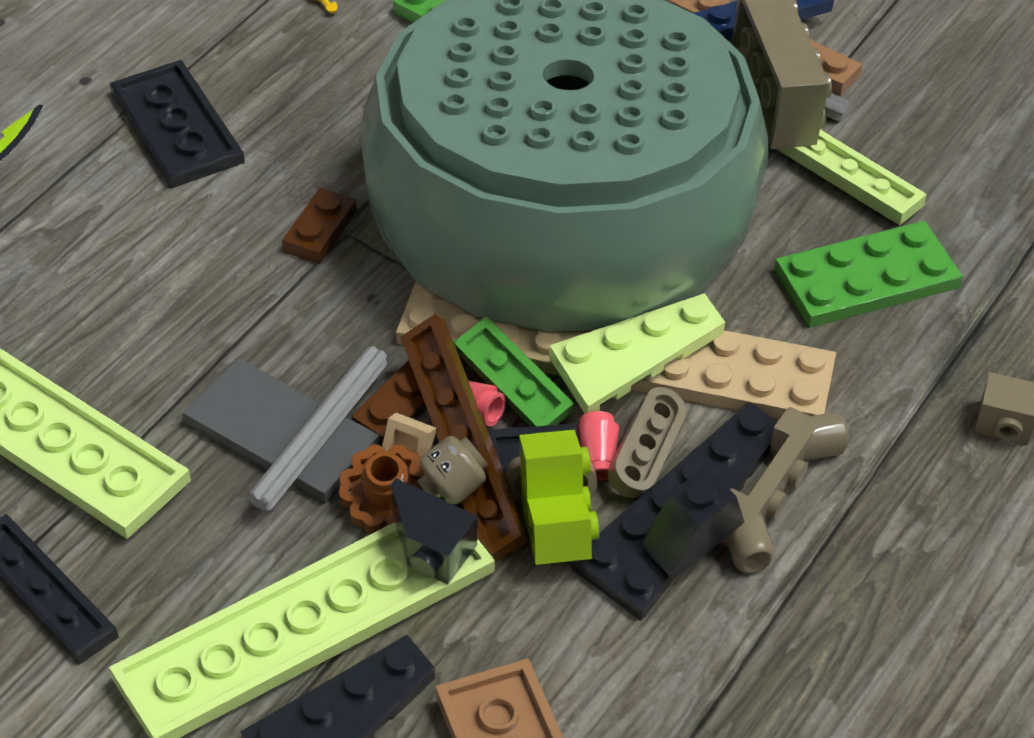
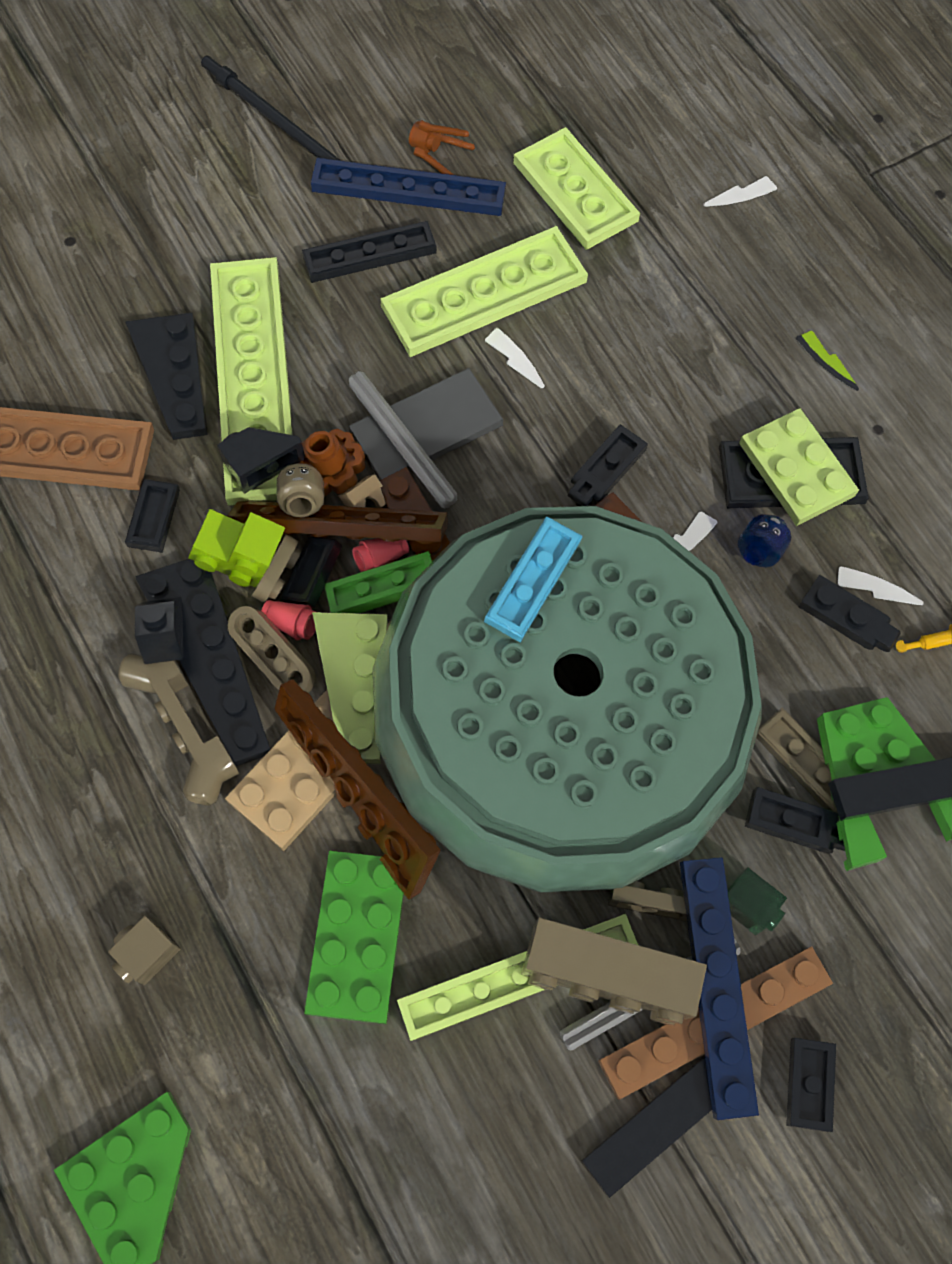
camera: 115 degrees right, 20 degrees up
(141, 384) = (516, 356): none -> white sticker
(174, 109) = (798, 466): none -> yellowish green plate
(253, 254) = (606, 466): none -> black hinge
(273, 37) = (880, 588): none -> white sticker
(277, 111) = (764, 540): none -> clear blue head
(304, 180) = (696, 531): none -> white sticker
(319, 49) = (849, 615): none -> black hinge
(505, 111) = (533, 579): none -> medium azure tile
(554, 639) = (152, 515): none -> black tile
(768, 246) = (406, 846): none -> reddish brown wing
(872, 45) = (651, 1130): none -> black tile

